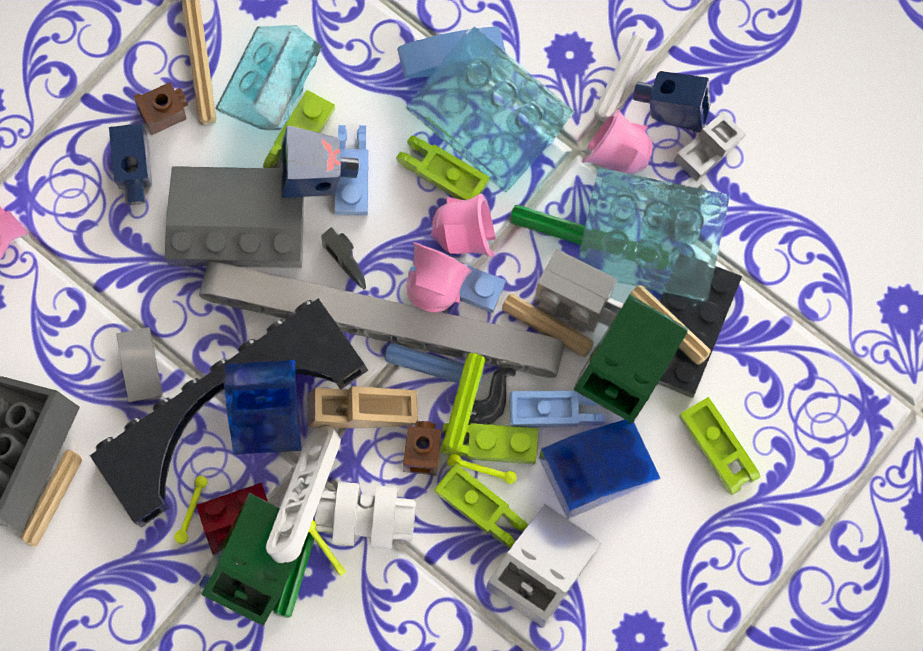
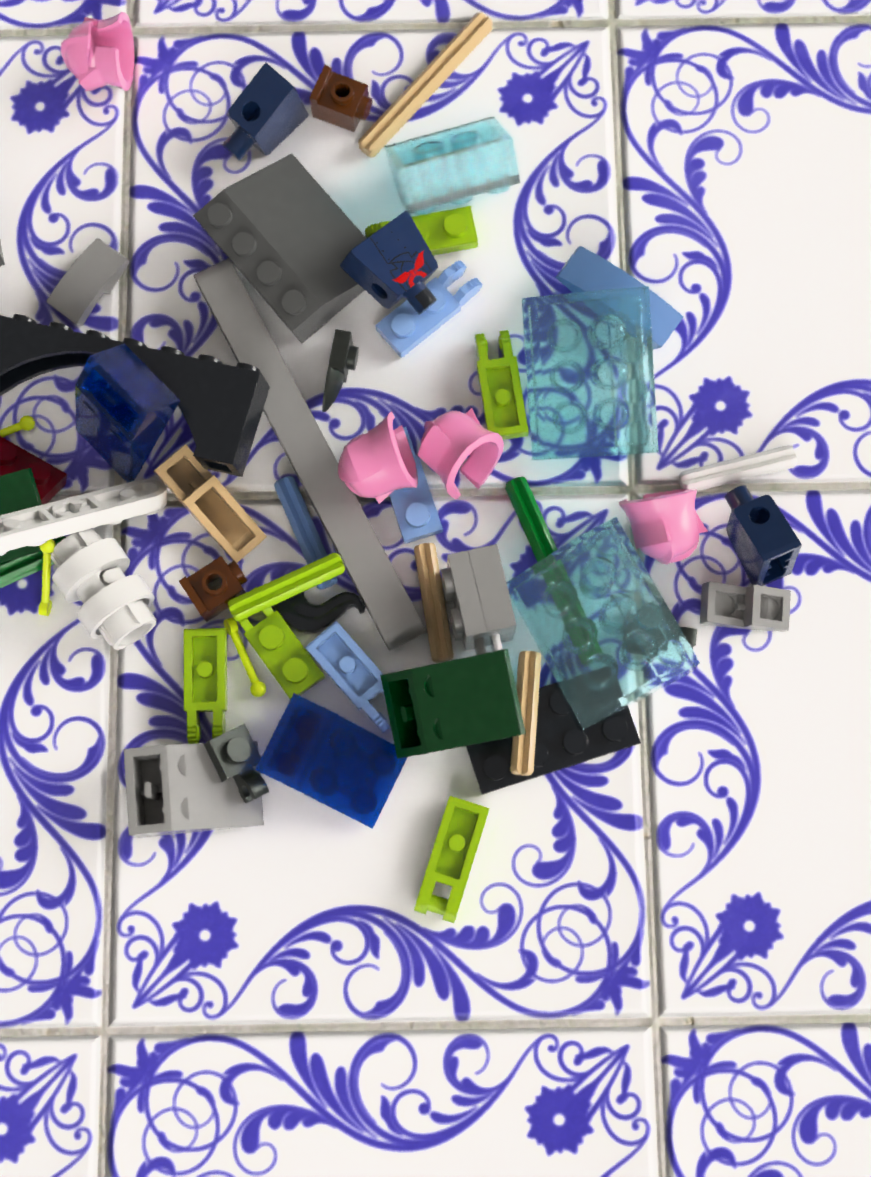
camera: 55 degrees right, 5 degrees up
(548, 521) = (235, 756): none -> pearl dark grey plate

